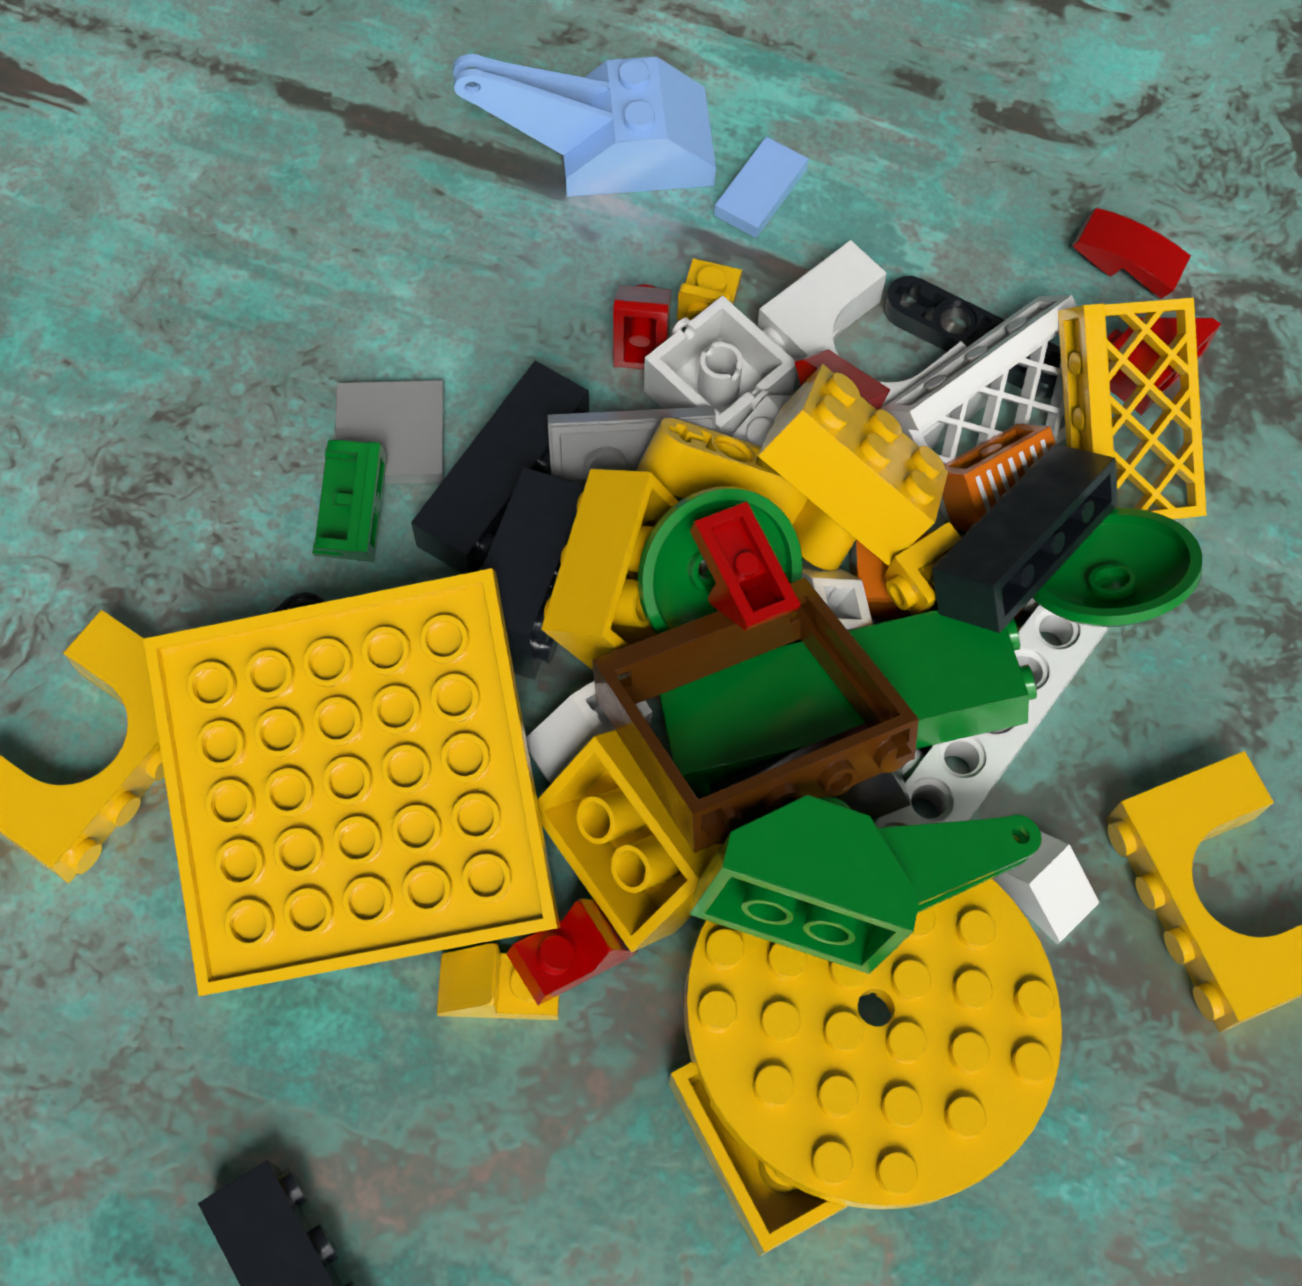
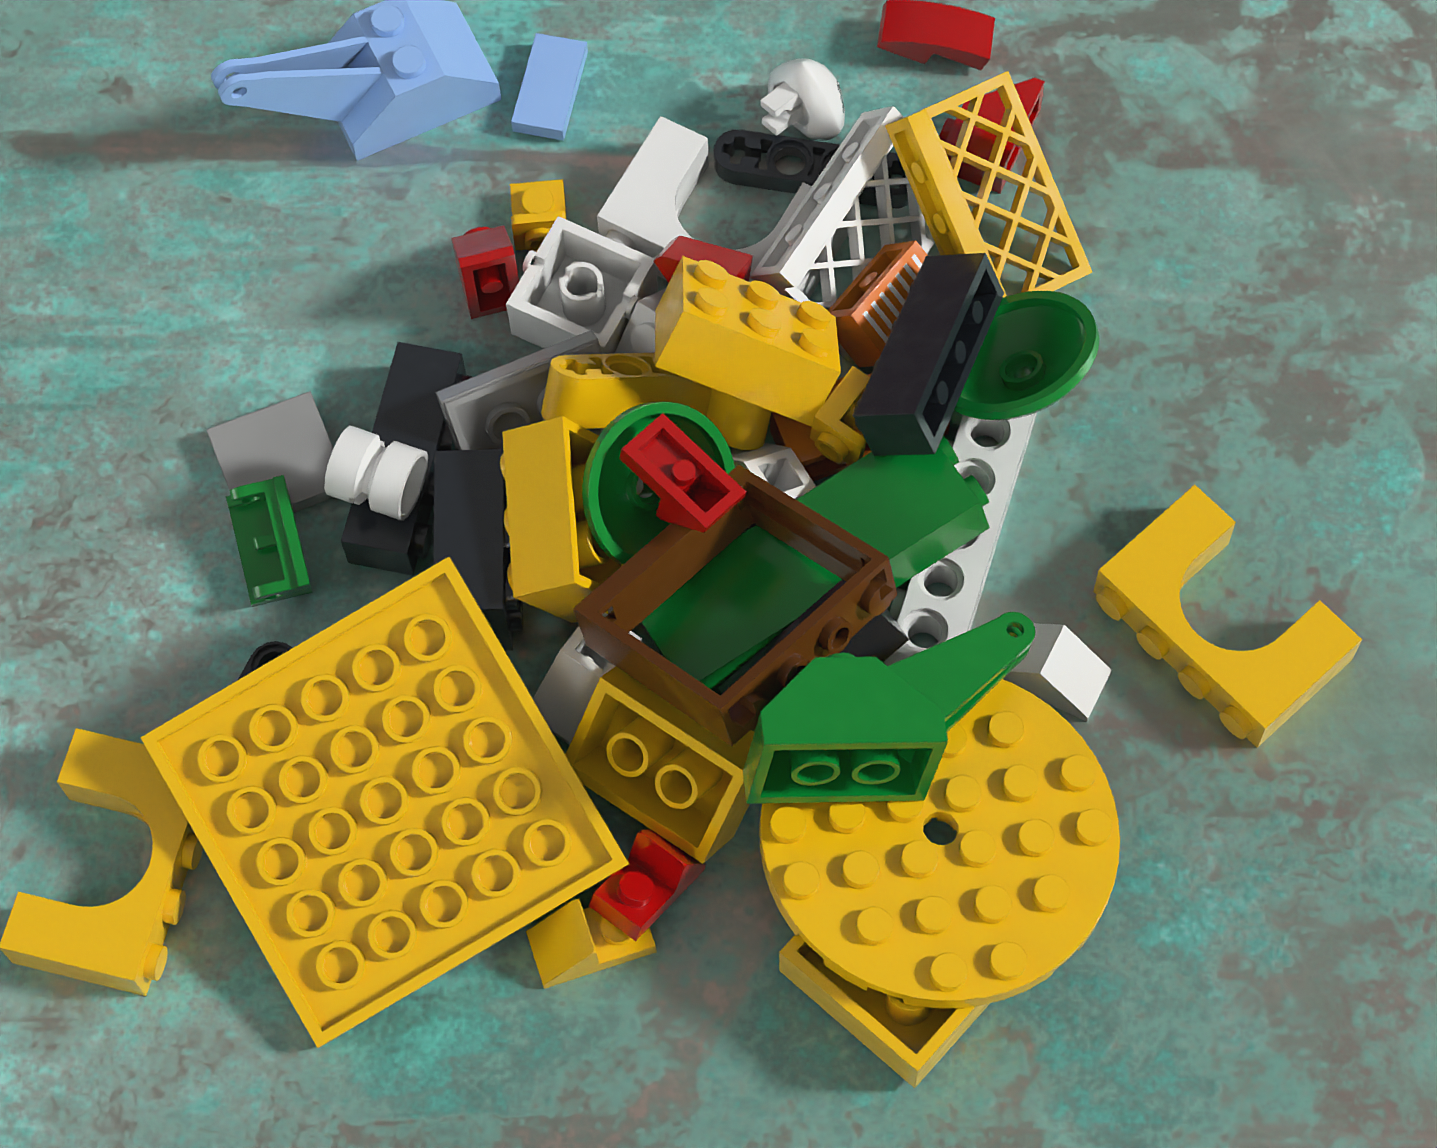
camera: 15 degrees left, 0 degrees up
(460, 466) = (367, 469): none -> white wheel
(989, 268) = (805, 97): none -> white piece

